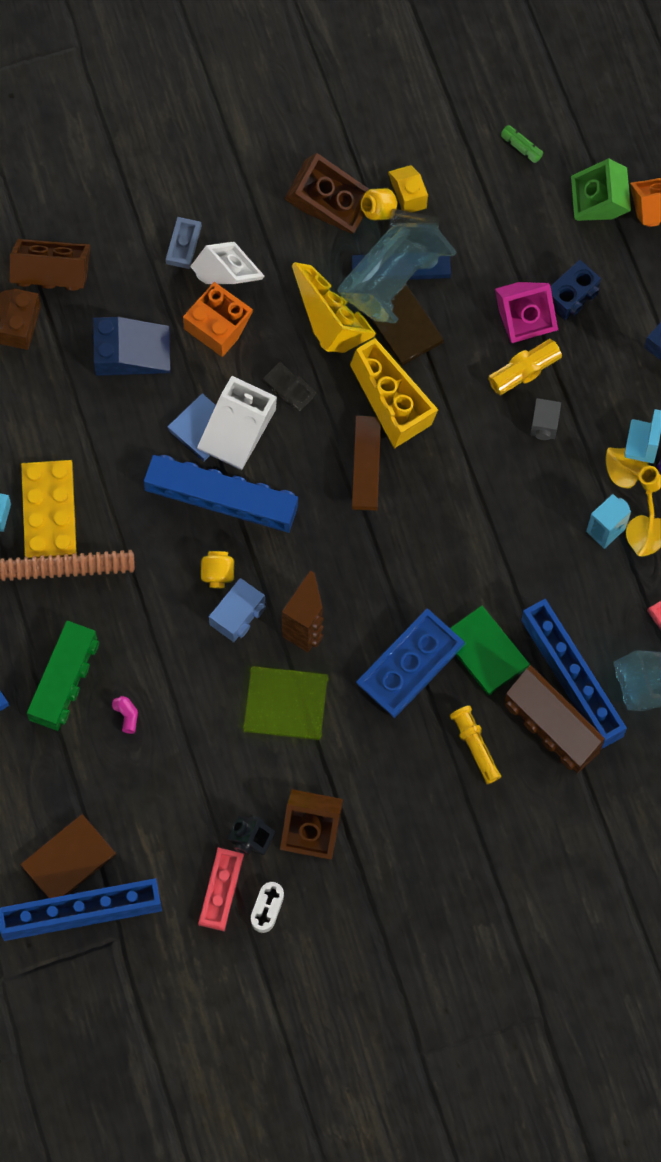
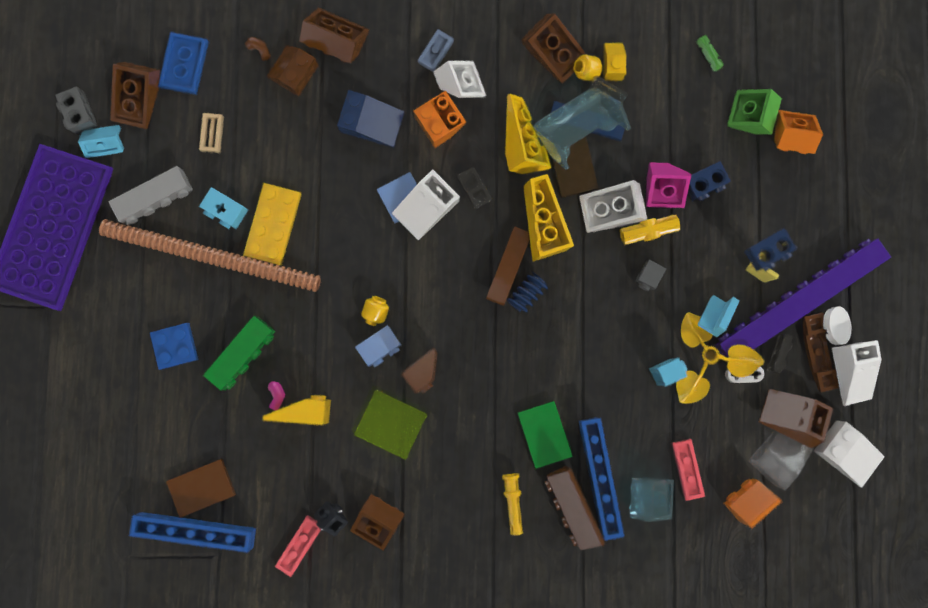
camera: 20 degrees right, 15 degrees up
(170, 715) = (308, 411): none -> yellow slope
(221, 493) = (396, 253): blue brick -> none
(261, 904) = (329, 573): white beam -> none
(400, 486) = (527, 293): none -> dark blue piece
(410, 663) = (487, 428): blue plate -> none
(470, 354) = (613, 207): none -> white slope

